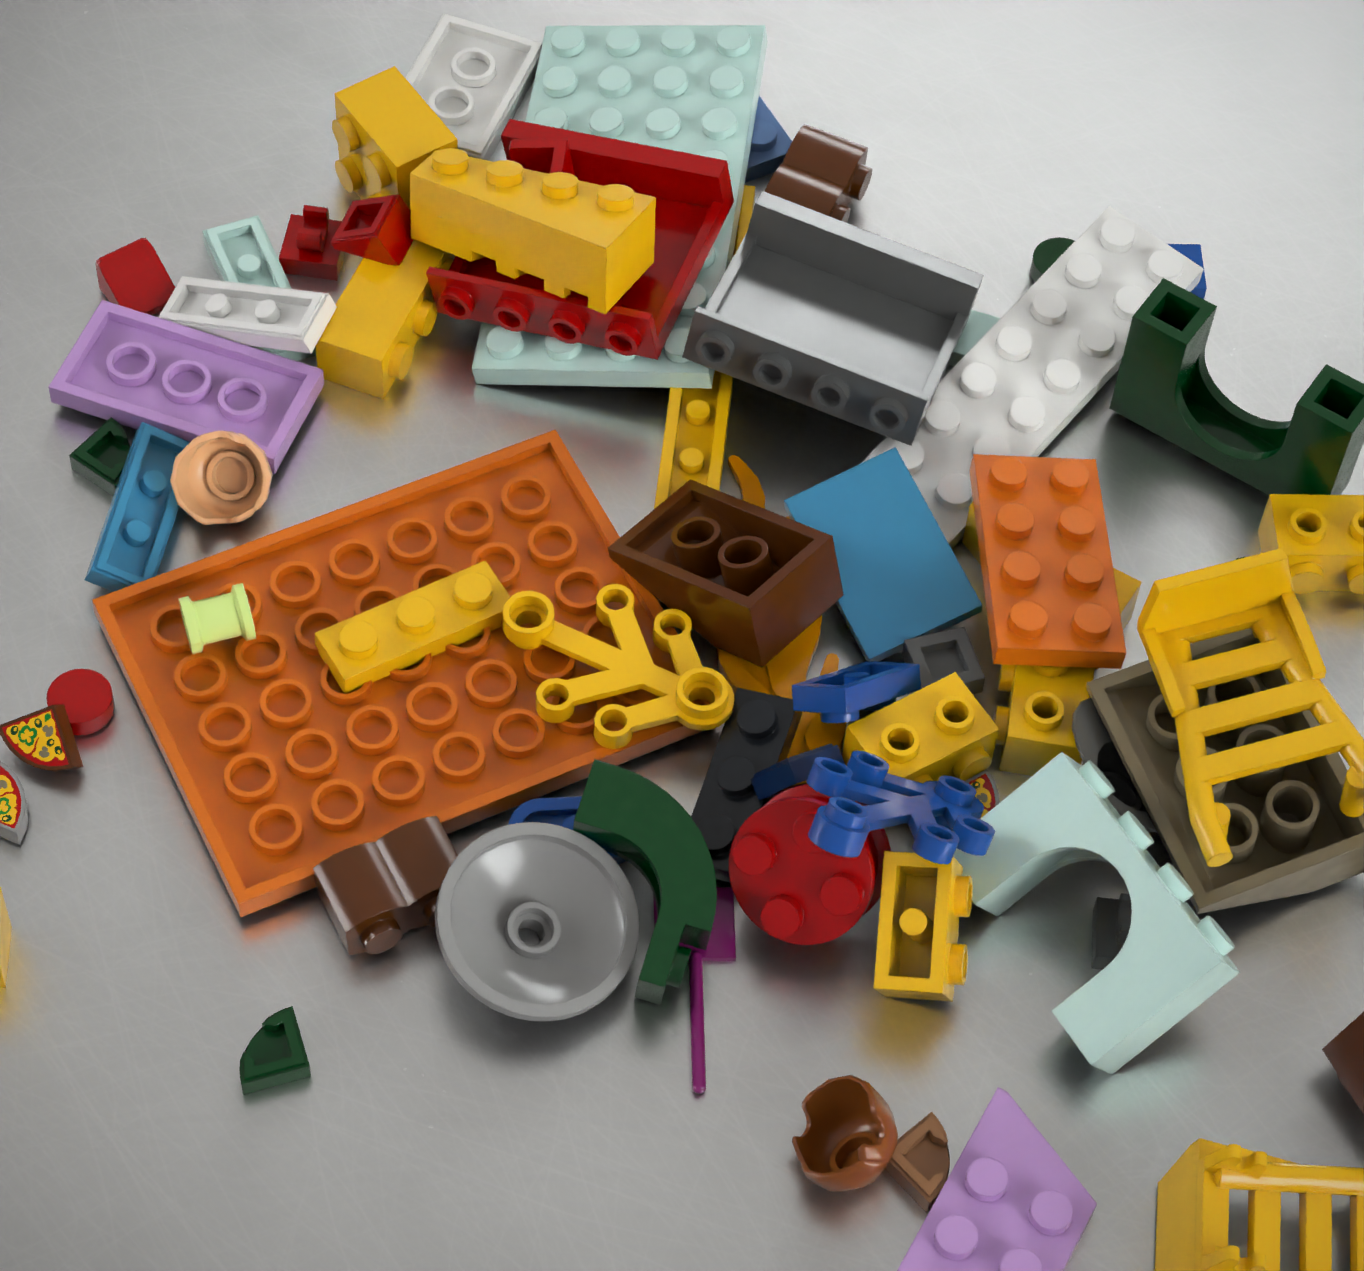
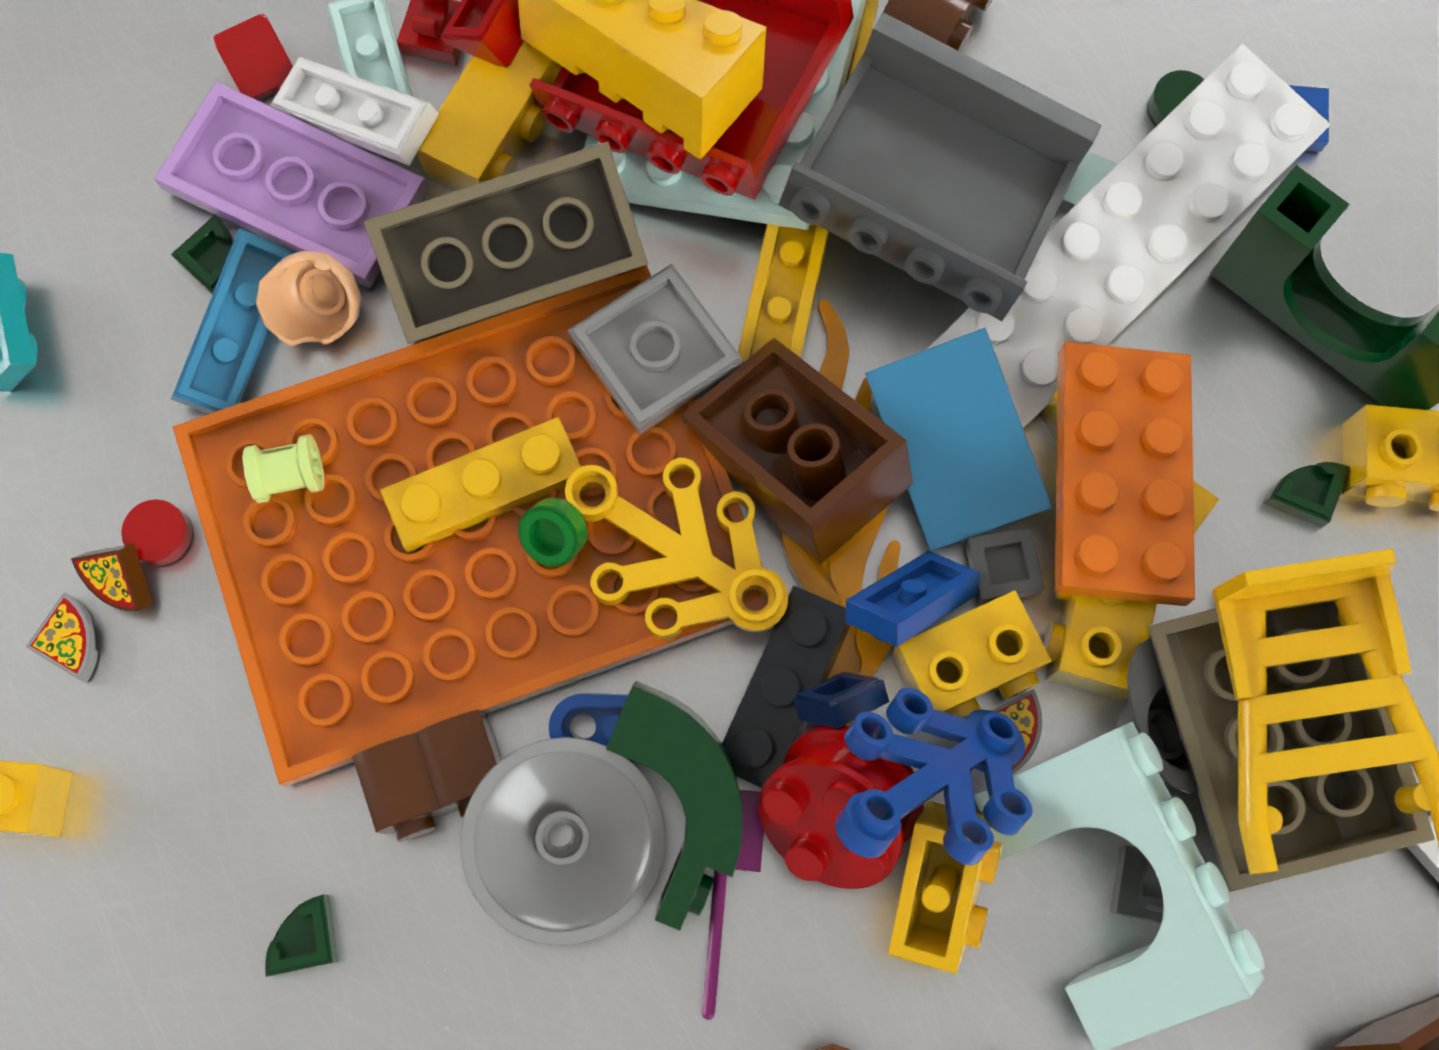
camera: 10 degrees right, 20 degrees up
(416, 410) = (506, 242): none -> dark tan brick
(493, 653) = (552, 532): none -> green tile
(573, 497) = (655, 348): none -> light grey tile

